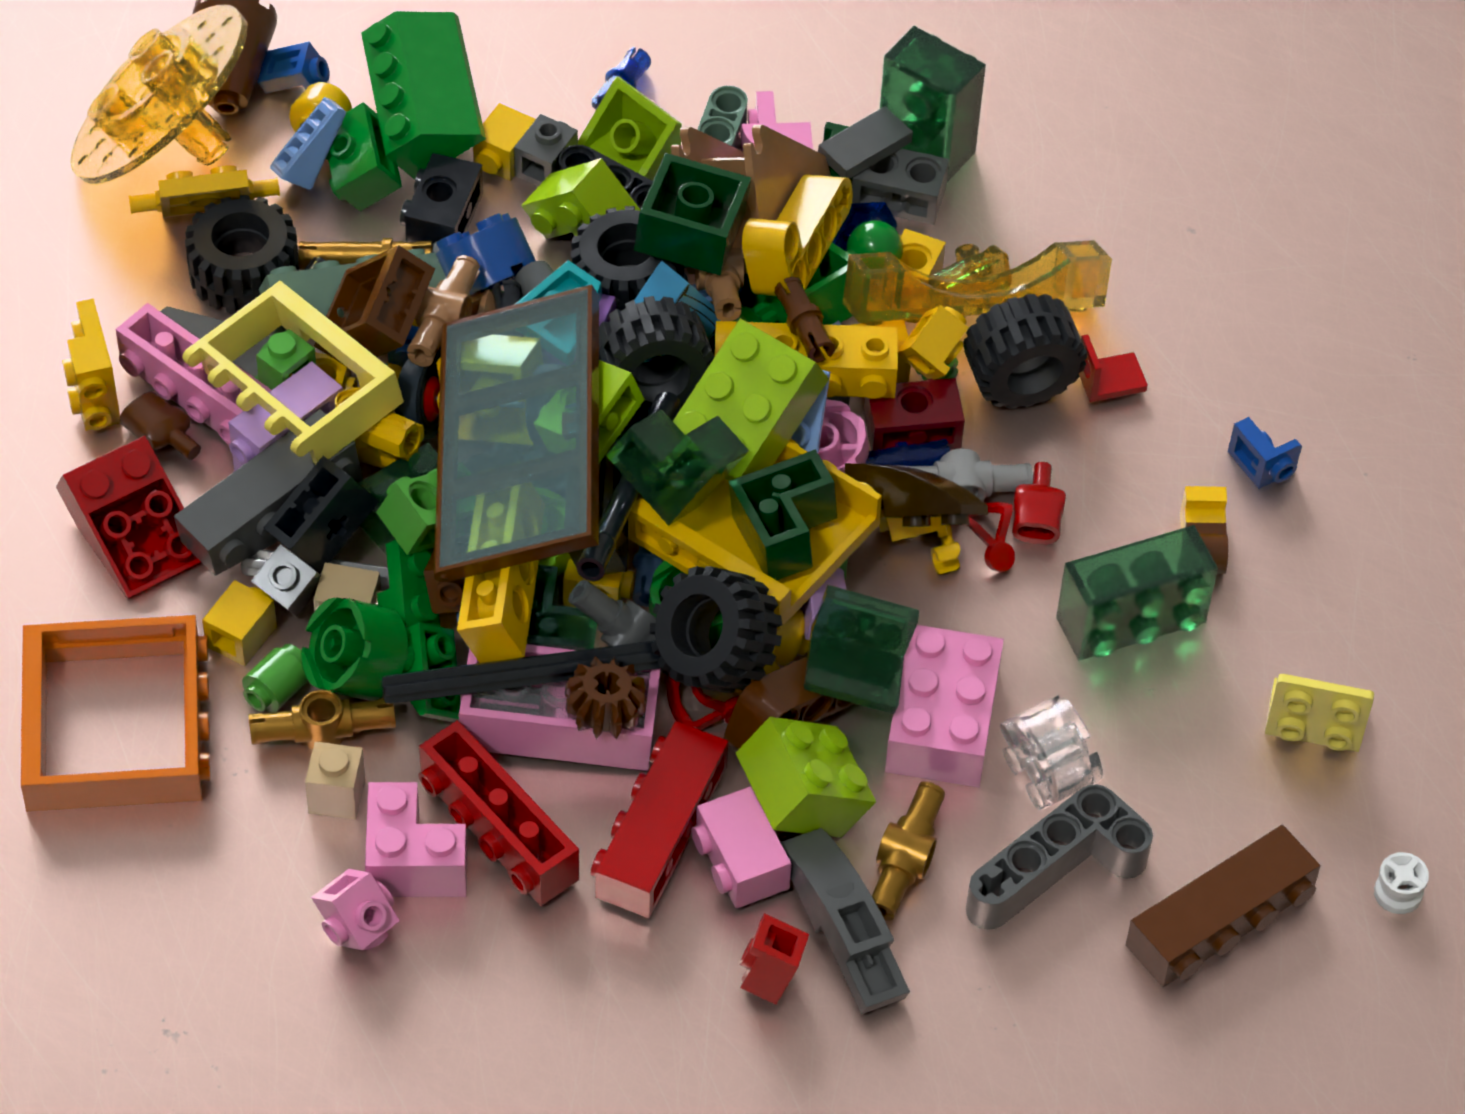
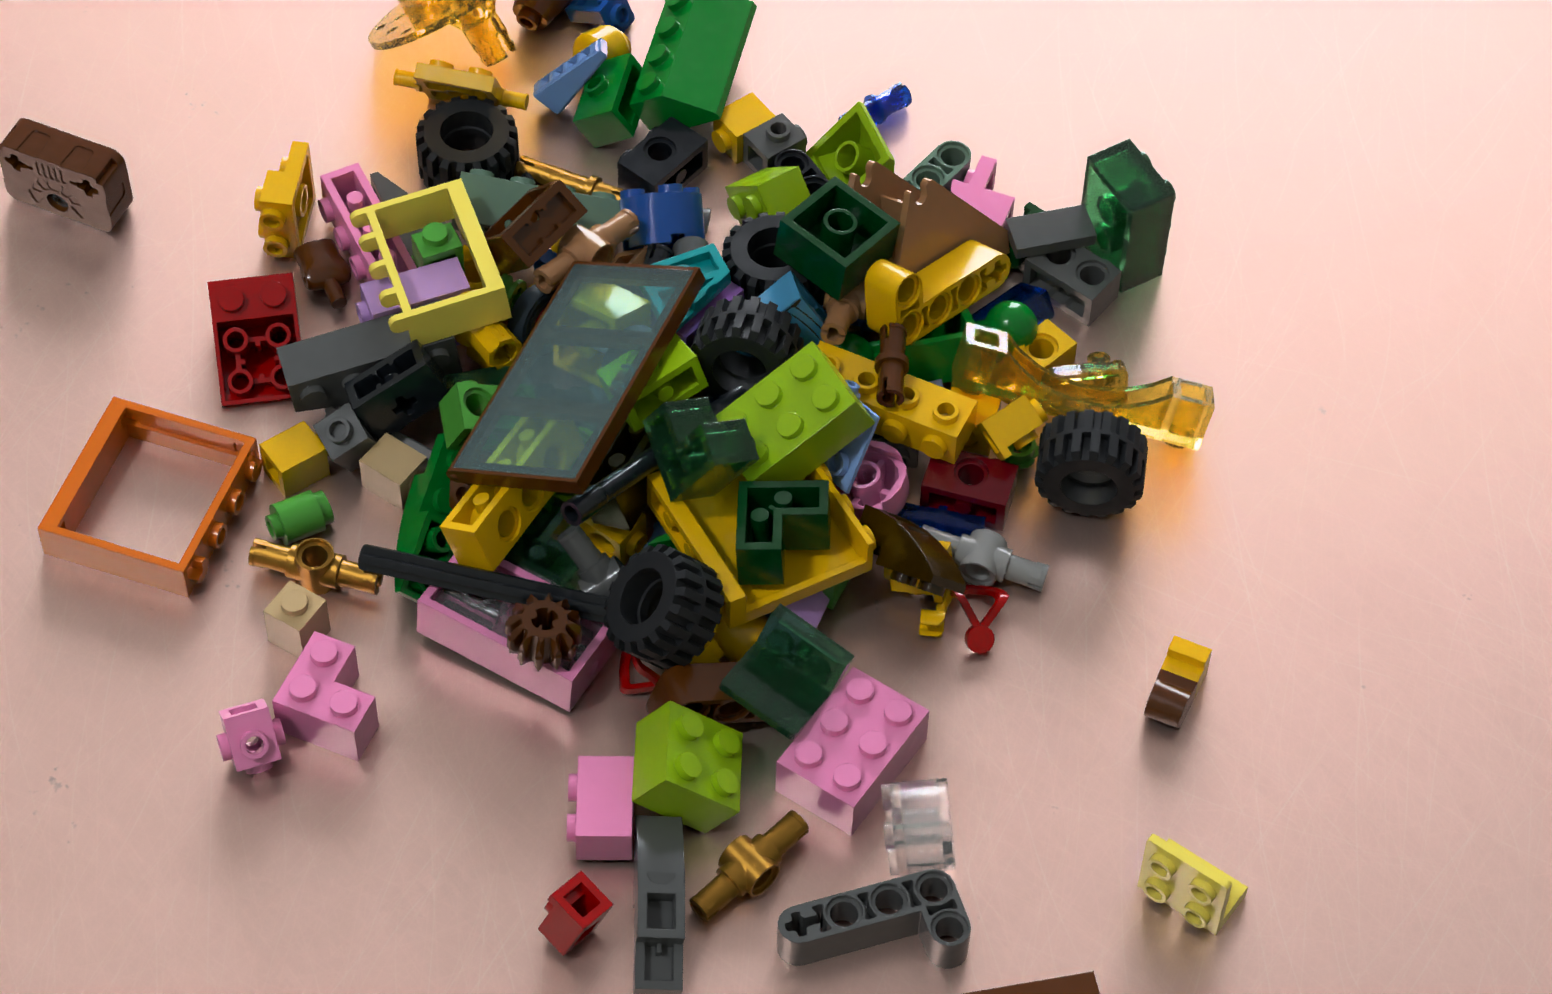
camera: 25 degrees right, 0 degrees up
(355, 647) = (369, 511): green brick -> none
(498, 813) = (414, 700): red brick -> none
(660, 819) = (539, 761): red brick -> none
(1038, 508) = (1037, 608): red piece -> none
(1111, 375) = (1169, 513): red bracket -> none
(1136, 593) = (1076, 714): clear green brick -> none
(1258, 456) = (1266, 636): blue bracket -> none

